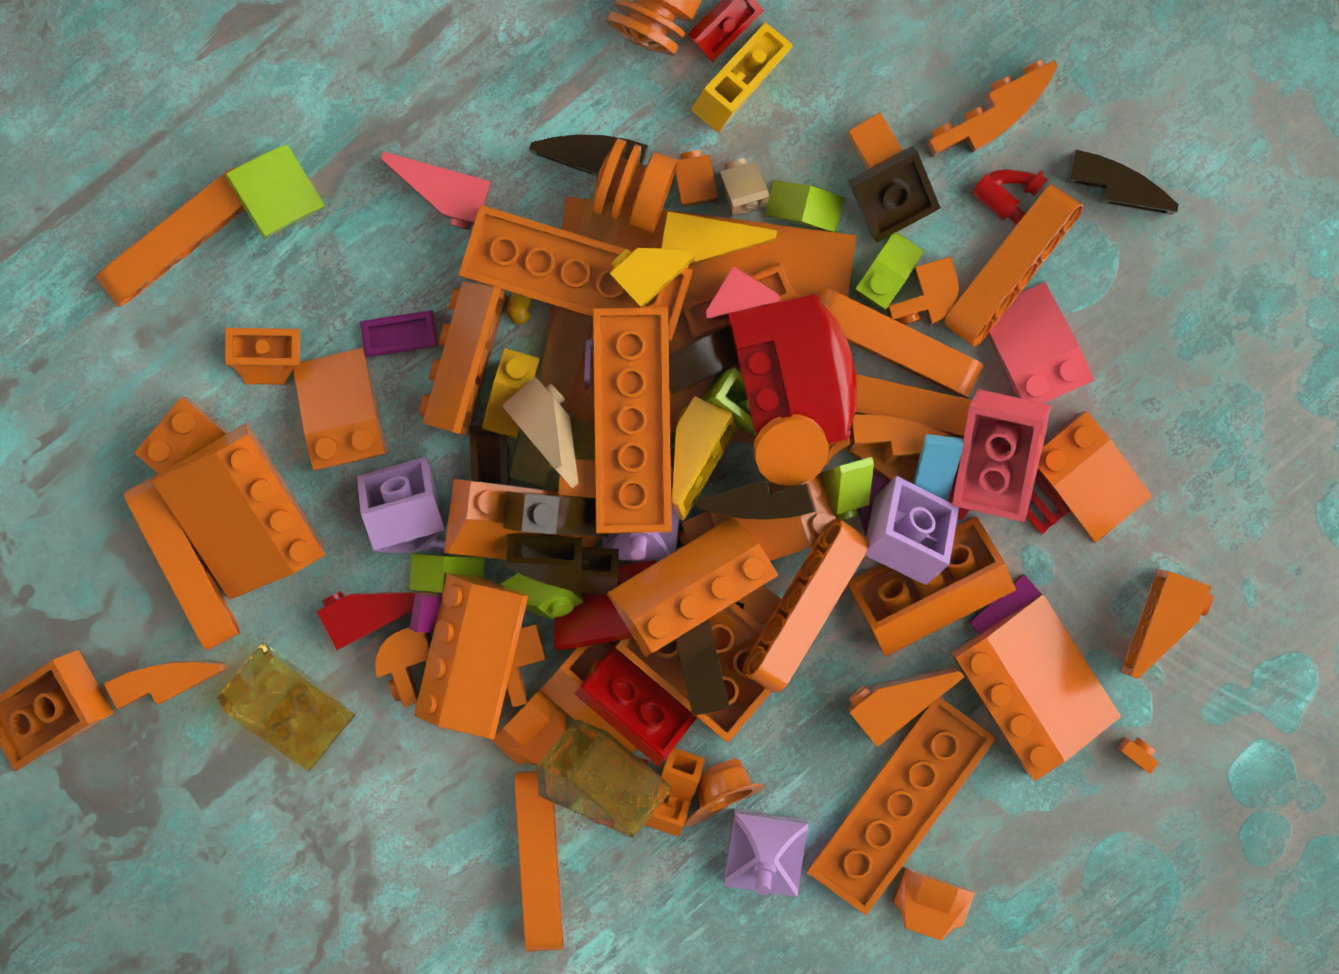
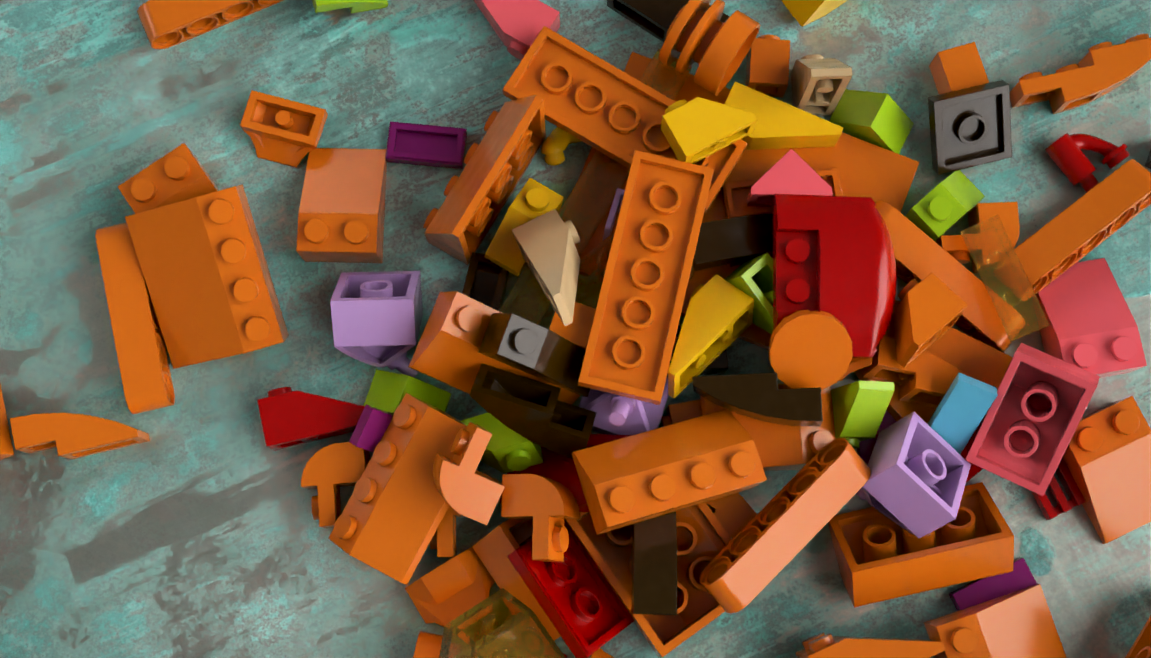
camera: 10 degrees right, 10 degrees down
(284, 707) = (195, 496): clear yellow slope -> none
(518, 642) = (460, 483): none -> orange brick
(597, 641) = (547, 505): none -> orange brick
(886, 389) = (924, 316): none -> orange slope
(951, 334) = (1004, 278): none -> clear yellow tile

